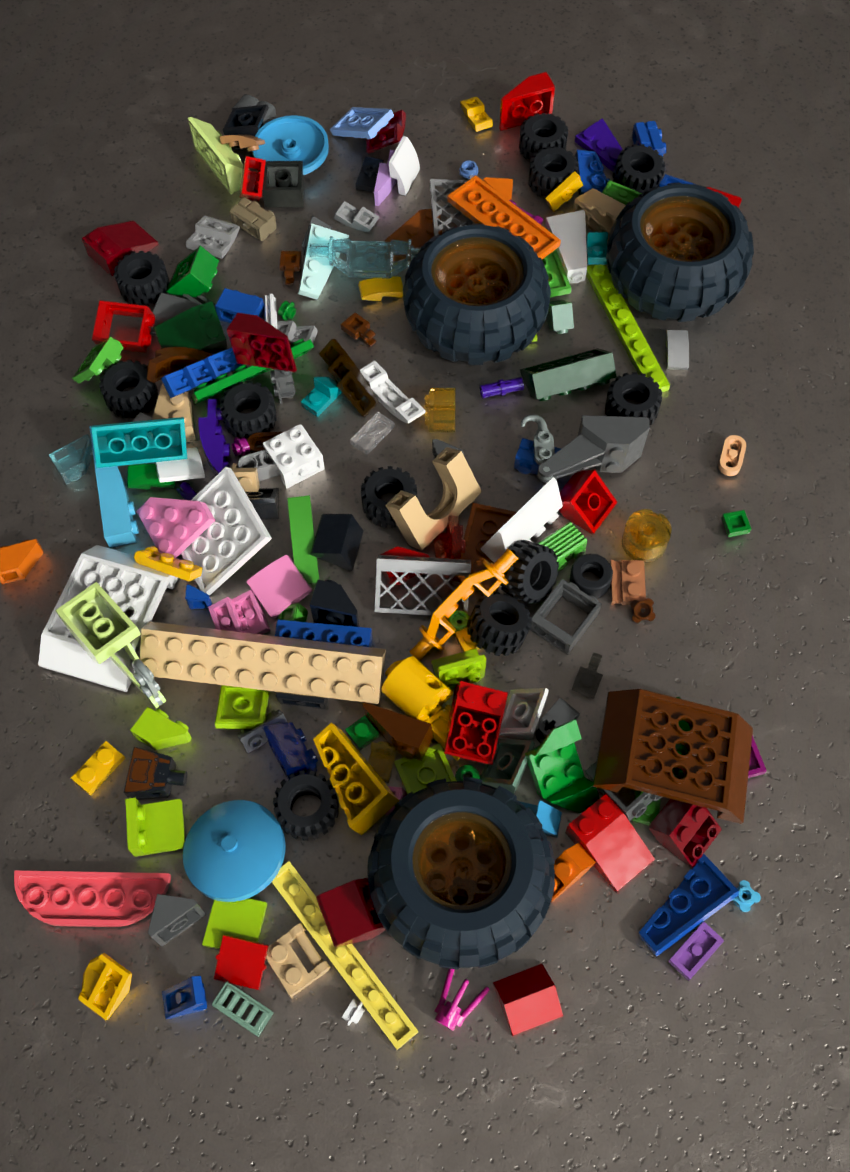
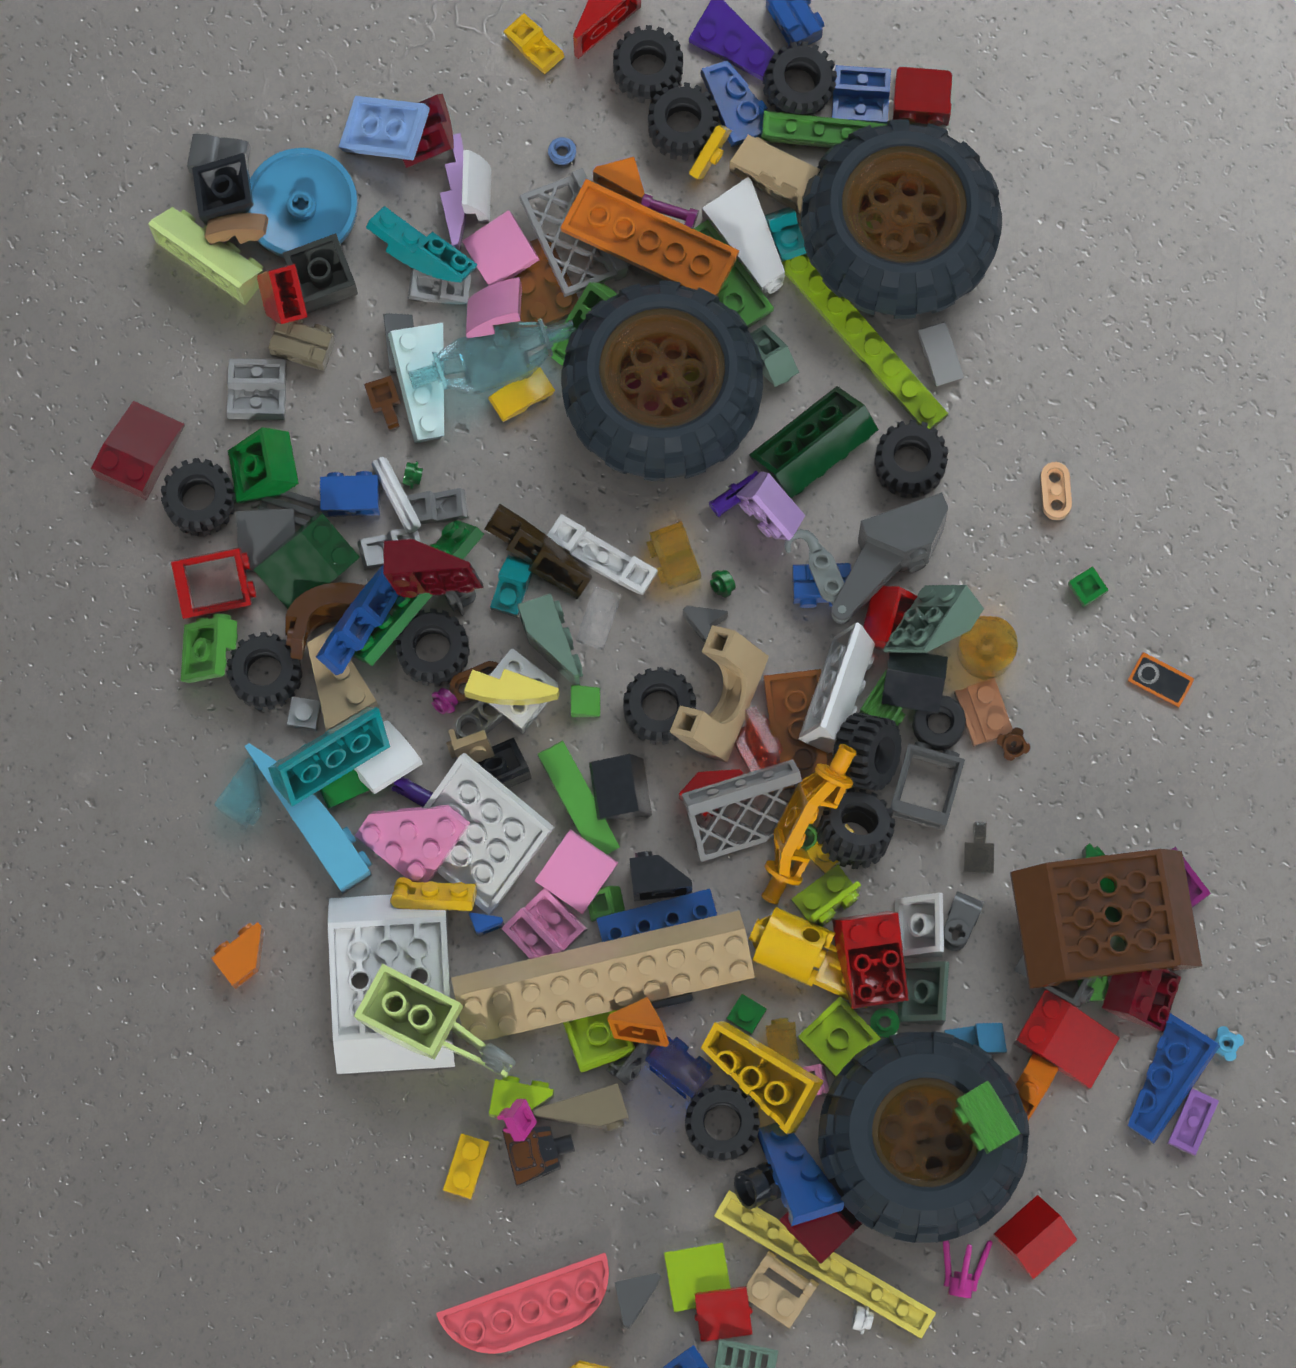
camera: 20 degrees left, 15 degrees up
(147, 740) = (518, 1119): none -> dark pink tile
(154, 826) = (566, 1207): lime bracket -> none
(212, 438) = (411, 714): dark purple slope -> none
(213, 758) = (593, 1109): none -> dark tan slope
(234, 850) = (663, 1200): dark azure dish -> none
(271, 703) = (638, 1024): none -> orange slope
(284, 442) = (509, 689): none -> light yellow slope
(316, 864) = (756, 1186): none -> black wheel
(331, 423) = (543, 627): none -> sand green slope
(338, 480) = (585, 701): none -> bright green slope
(345, 868) = (799, 1177): none -> blue wing
(352, 191) = (426, 254): none -> teal slope
(359, 327) = (516, 468): reddish brown plate -> none
(368, 174) = (426, 204): black plate -> none
(385, 230) = (493, 306): none -> bright pink slope
(404, 206) = (500, 249): none -> bright pink slope
(406, 734) = (799, 1001): reddish brown slope -> none
(468, 437) = (722, 583): none -> green plate
(517, 863) = (986, 1117): none -> bright green brick
(520, 395) = (771, 507): none -> lavender slope
(559, 770) = (987, 982): green piece -> none
(582, 537) = (915, 681): none -> black slope
(615, 498) = (935, 618): none -> sand green slope
(773, 603) = (1160, 679): none -> slope

